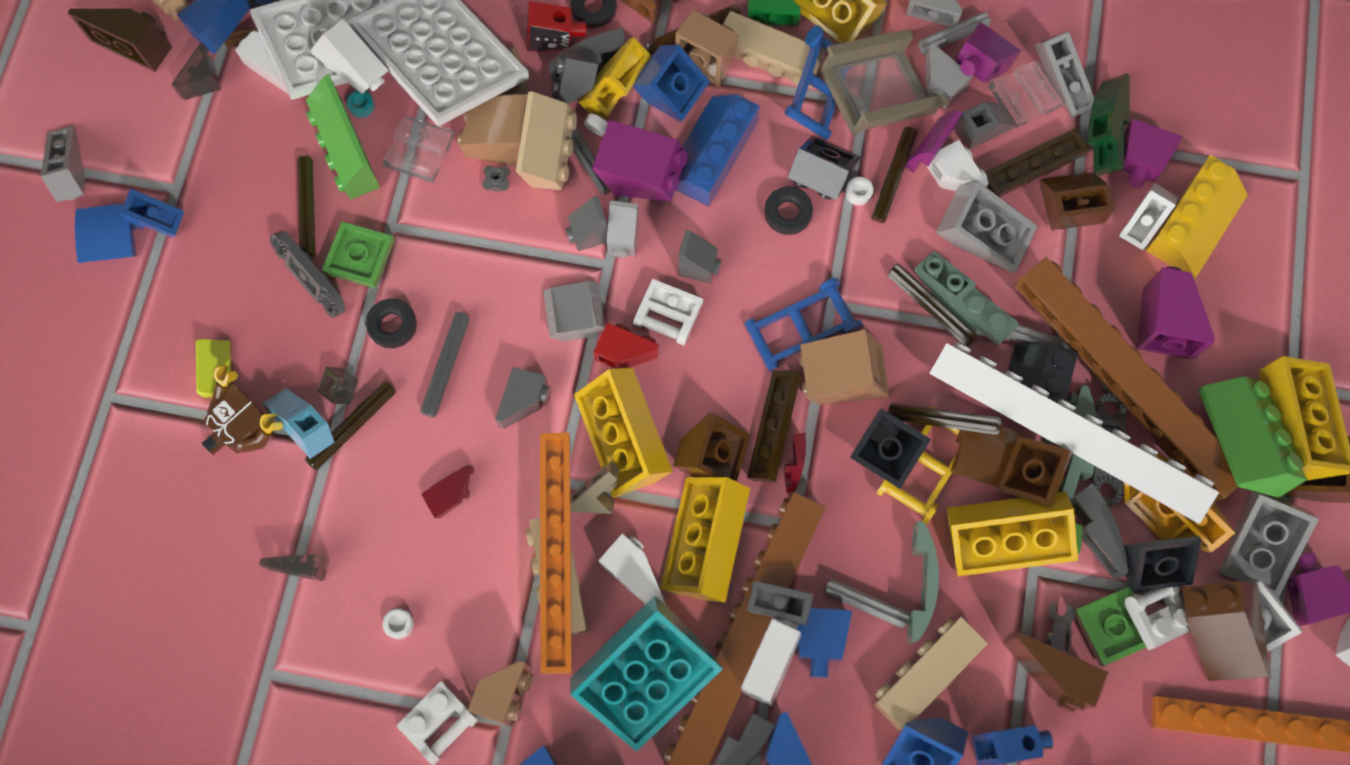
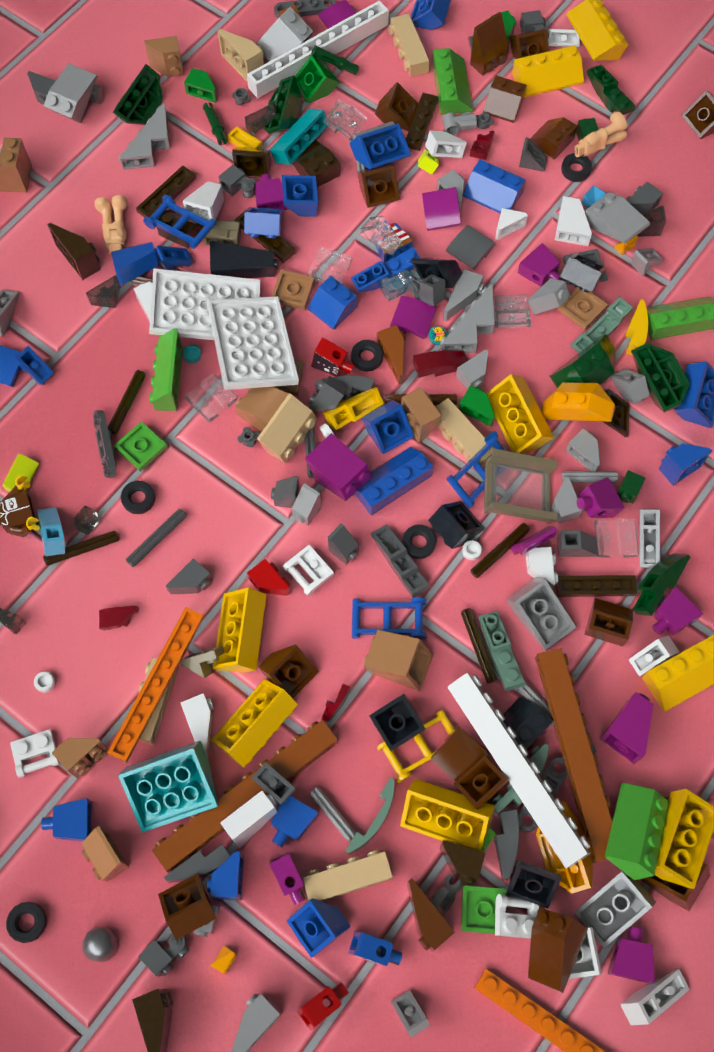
camera: 25 degrees right, 5 degrees down
(350, 57) = (195, 324): white slope -> none
(574, 311) = (251, 542): light grey slope -> none
(774, 426) = (335, 673): dark brown plate -> none
(778, 246) = (400, 561): none -> dark grey slope
(847, 704) = (283, 868): none -> magenta torso
(946, 418) = (443, 721): dark brown axle -> none
(1012, 21) = (630, 487): none -> dark green brick
(1063, 581) = (463, 861): none -> dark brown slope

